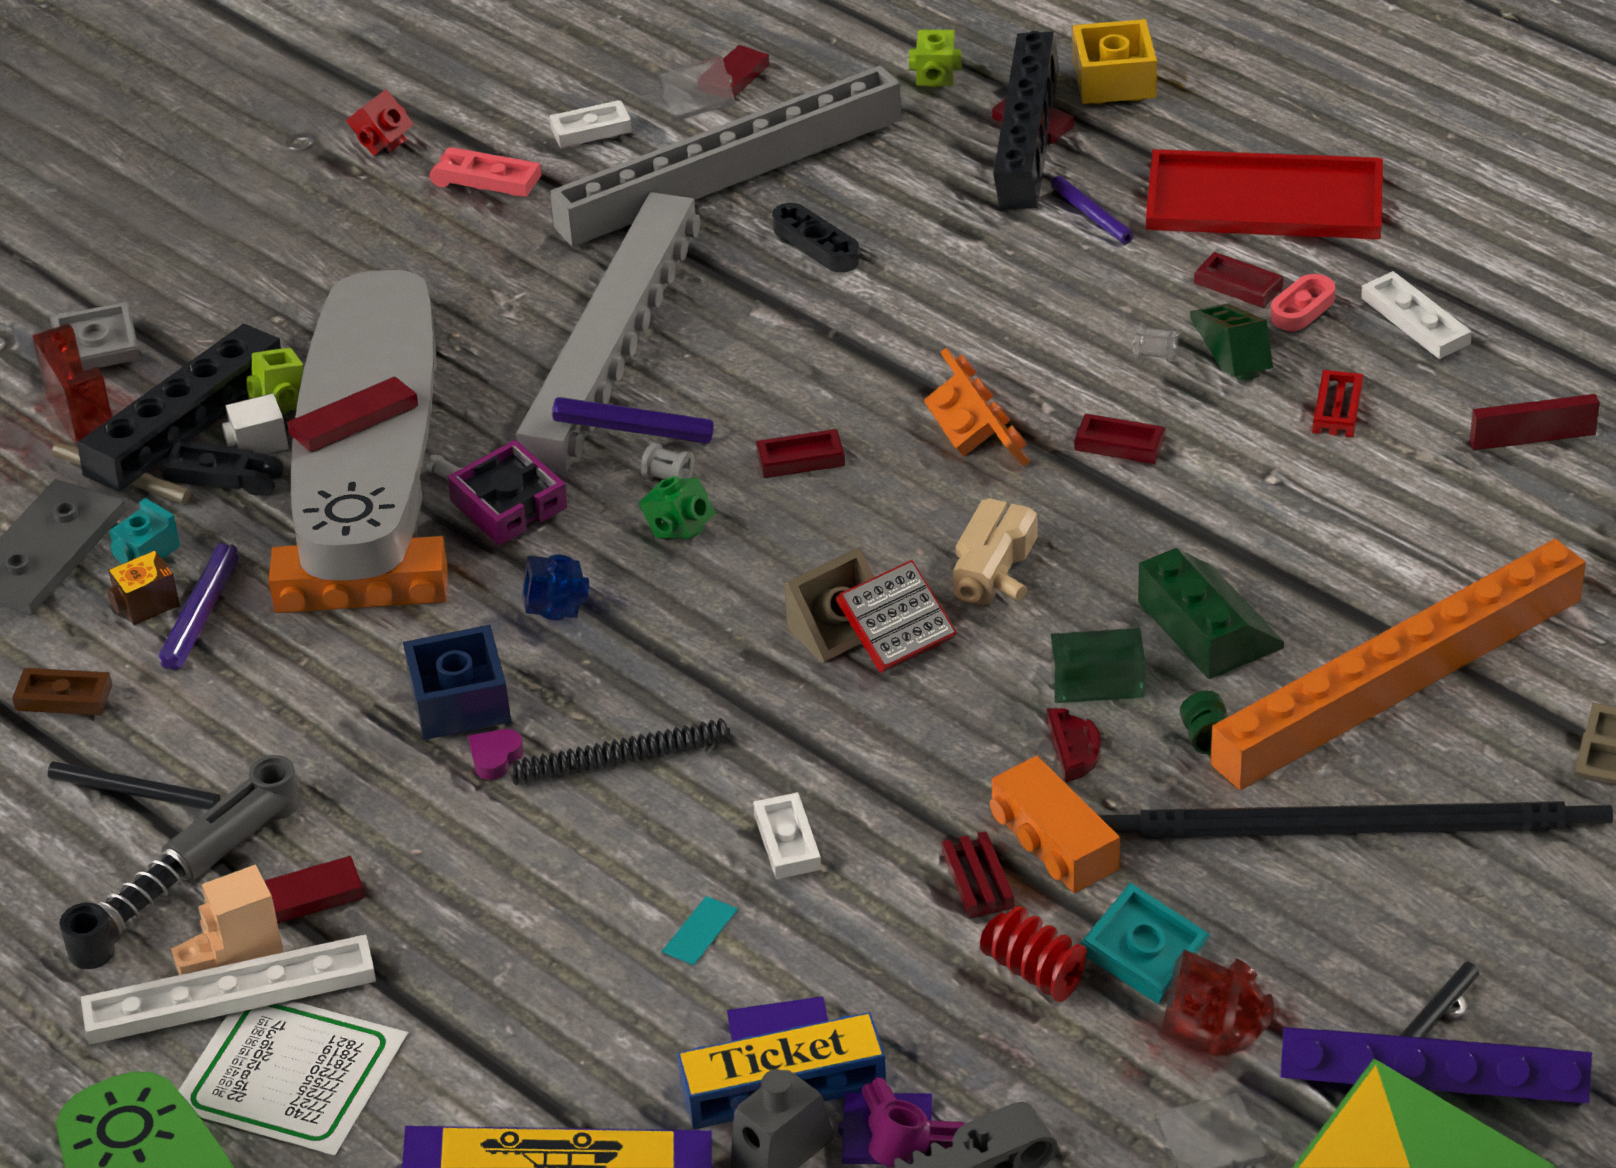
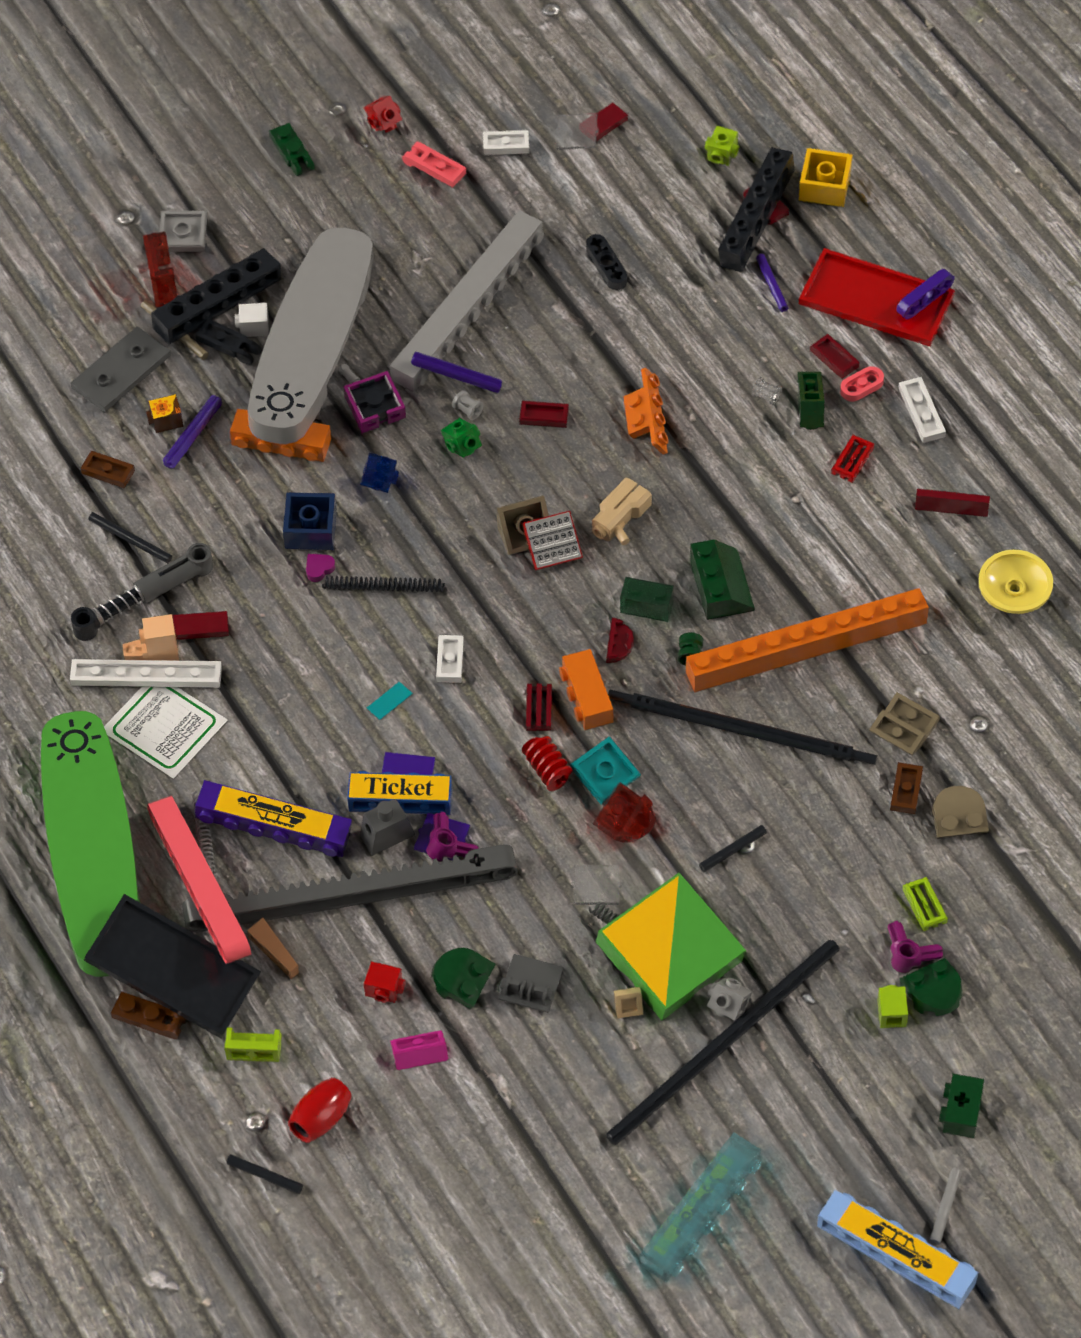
camera: 15 degrees right, 15 degrees up
(144, 532) = (174, 379): teal brick -> none
(244, 201) = (291, 148): none -> dark green hinge
(276, 373) = (271, 295): lime brick -> none
(352, 414) = (301, 336): dark red tile -> none
(728, 154) = (575, 190): light grey brick -> none
(1120, 438) = (722, 450): dark red tile -> none
(1343, 167) = (925, 294): none -> dark purple beam
(1439, 1063) = (717, 879): dark purple brick -> none

